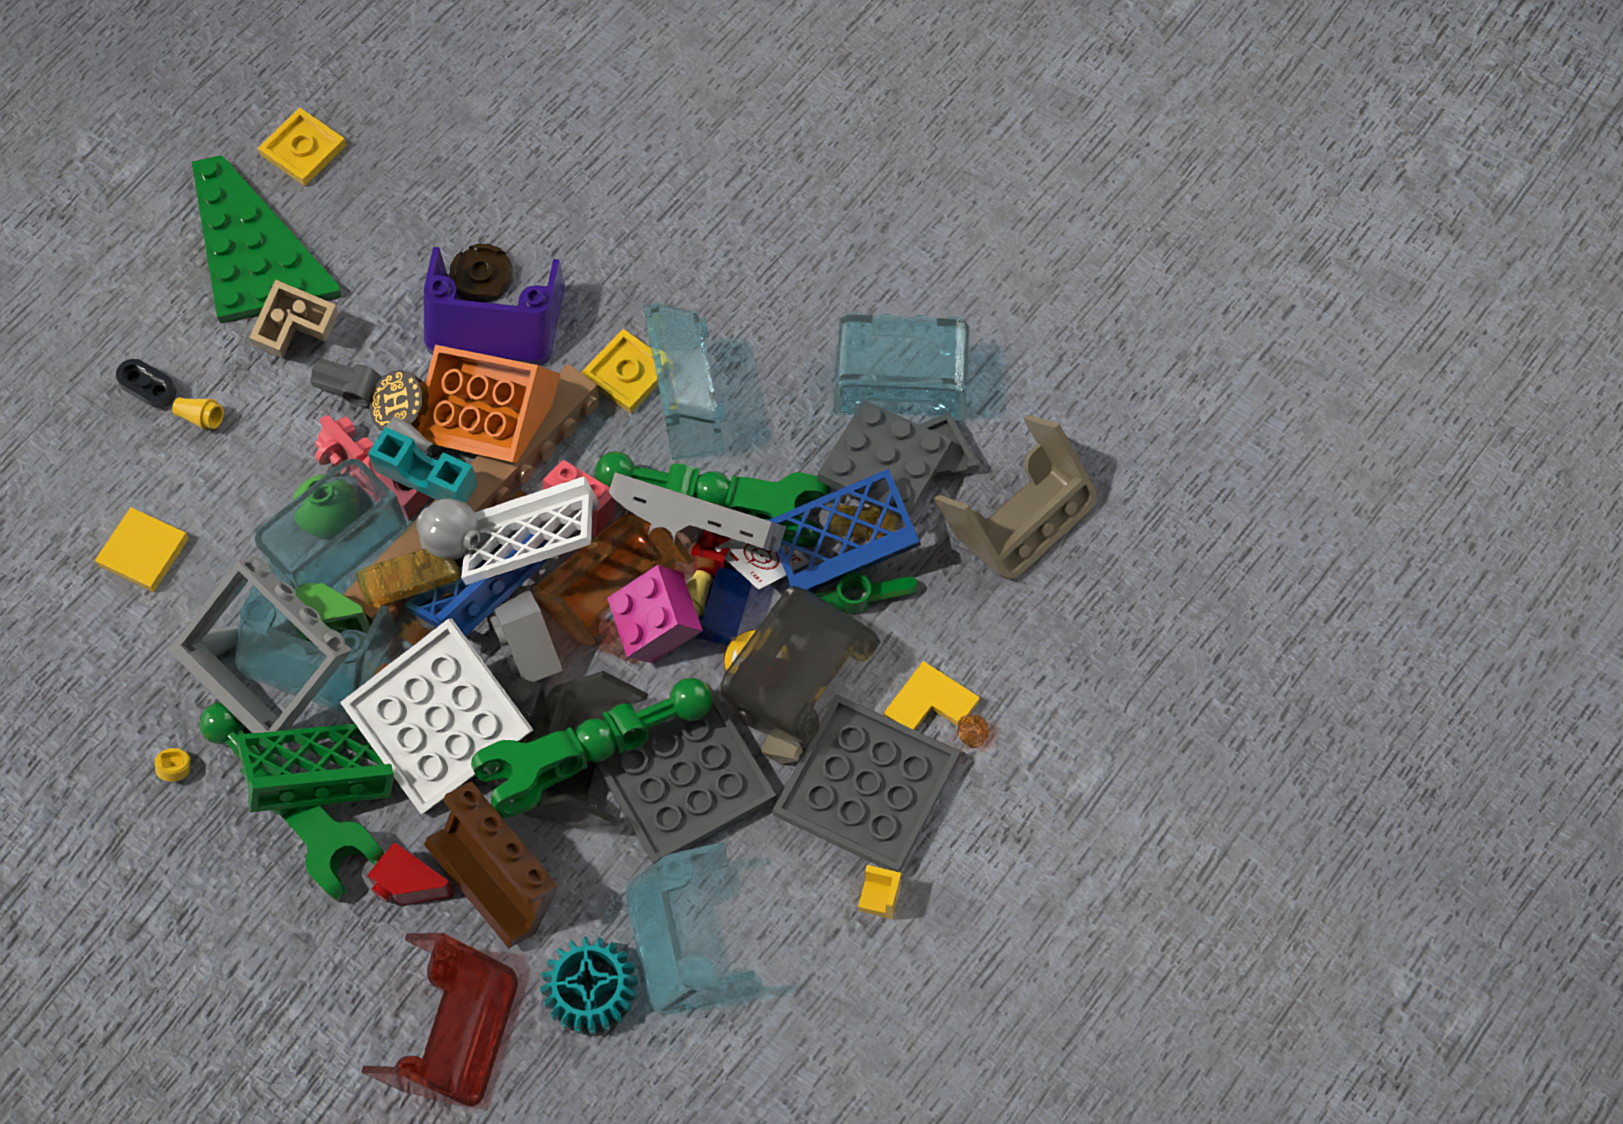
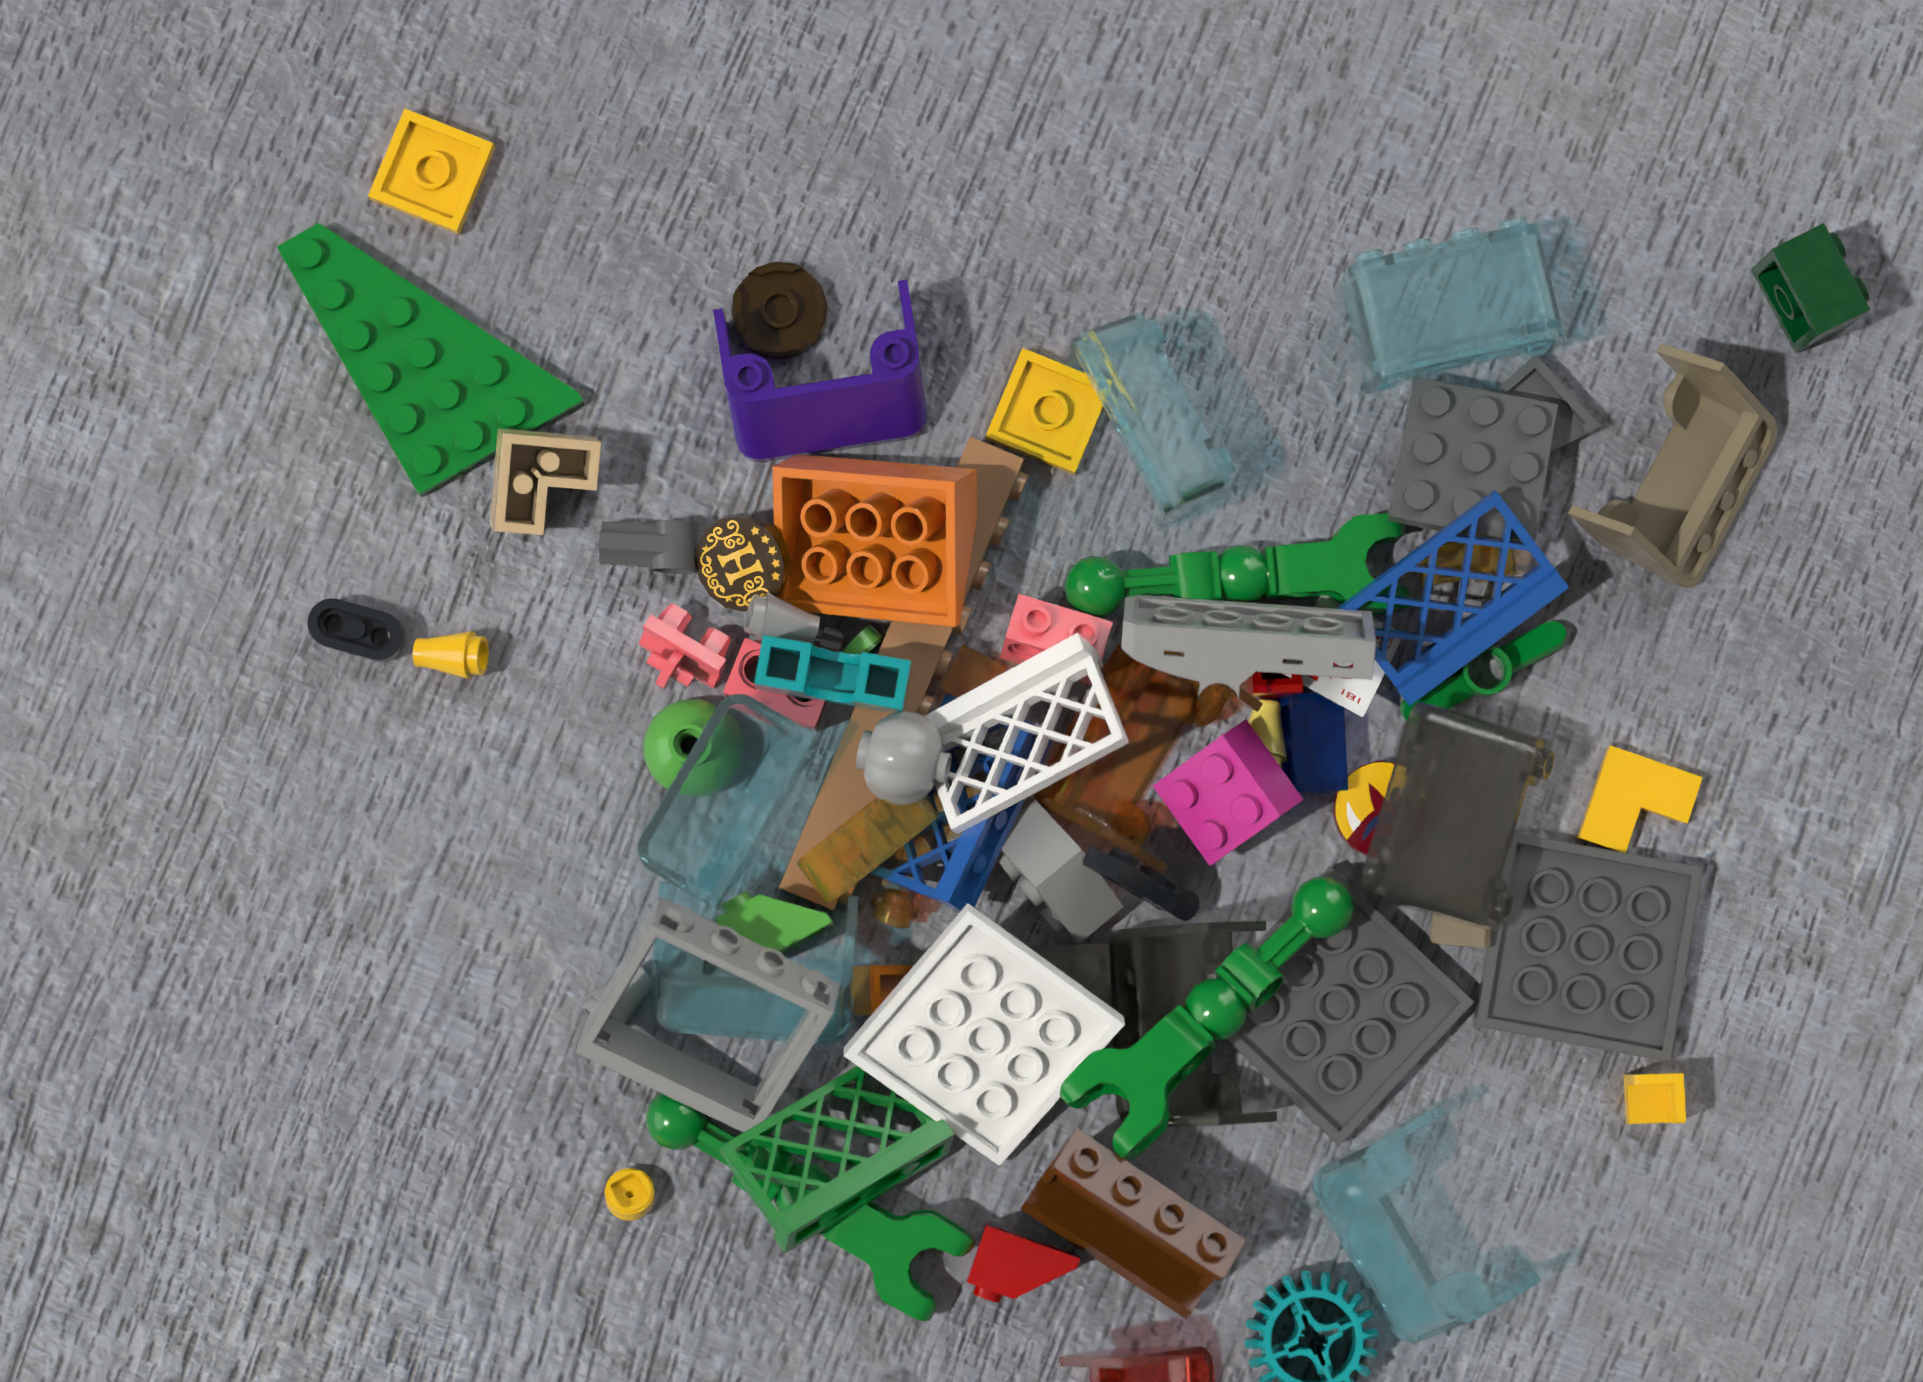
camera: 20 degrees left, 20 degrees up
(141, 549) = (454, 887): yellow tile -> none
(576, 651) = (1143, 883): none -> black hinge
(973, 730) = (1708, 828): clear orange plate -> none
(1141, 413) = (1811, 287): none -> dark green brick

